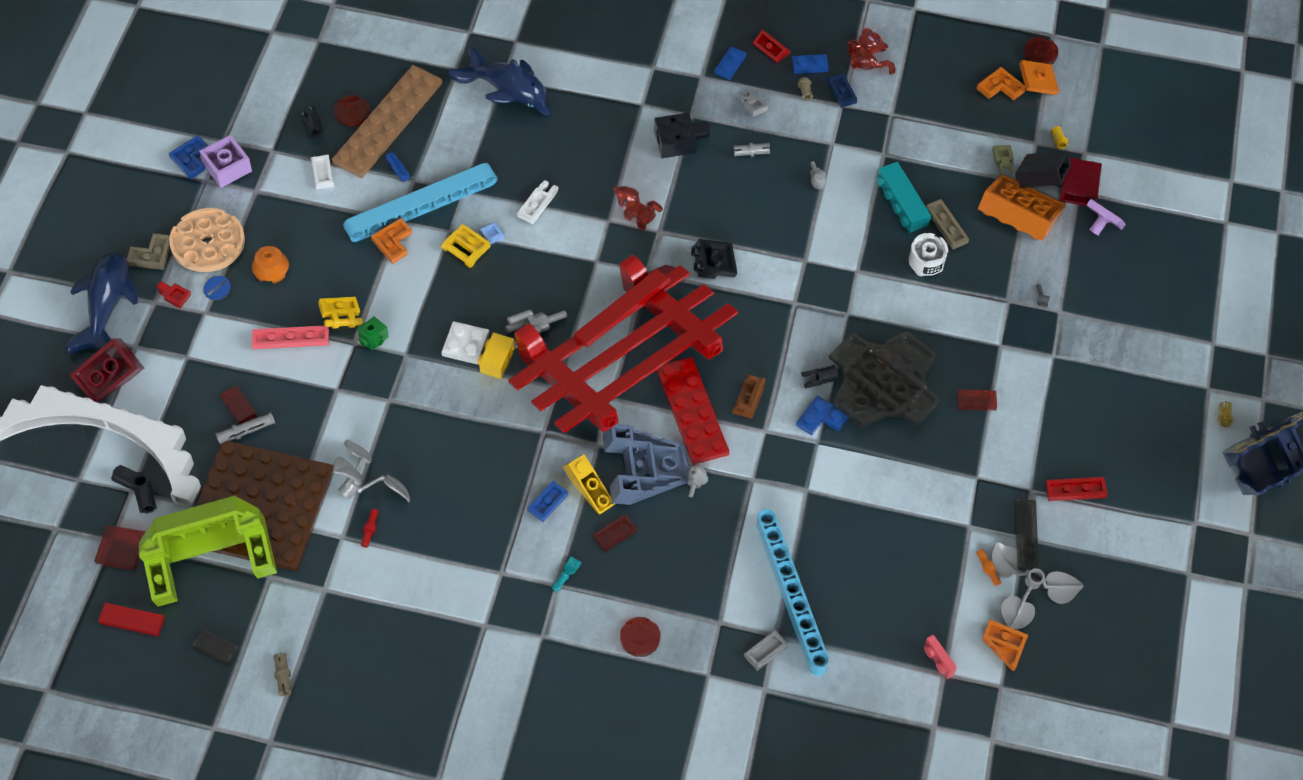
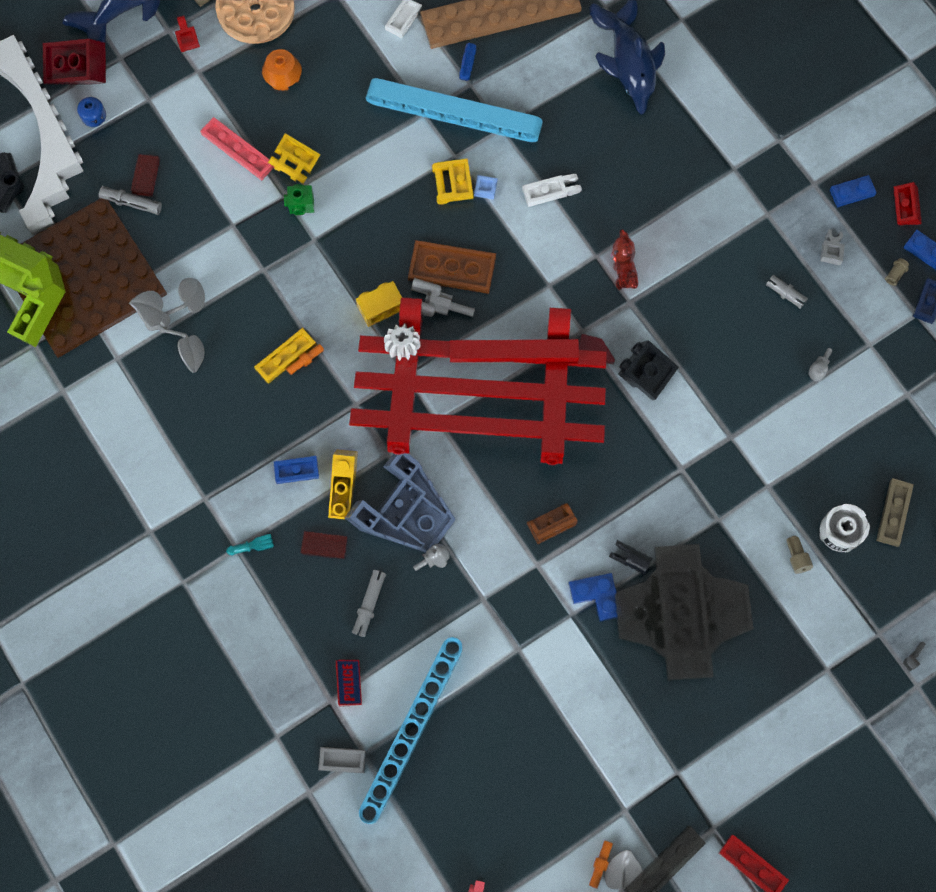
camera: 45 degrees right, 15 degrees up
(155, 392) = (91, 111): none -> blue head
(216, 287) = (226, 56): blue piece -> none
(369, 528) = (141, 369): red bar -> none
(389, 240) = (396, 122): orange plate -> none
(463, 440) = (285, 355): none -> yellow tile
(465, 342) = (369, 269): white plate -> none
(480, 430) = (305, 359): none -> orange bar
(522, 295) = (452, 266): none -> dark orange tile
(543, 358) = (402, 342): none -> white gear
(640, 637) = (255, 654): clear red tile -> none
(678, 135) = (733, 224): black brick -> none
(686, 547) = (366, 613): none -> light grey pin
(692, 411) = (493, 494): red plate -> none
(720, 600) = (348, 683): none -> slope
(903, 197) = (879, 452): teal brick -> none
(921, 295) = (800, 561): none -> dark tan piece
(977, 399) = (751, 702): clear red tile -> none

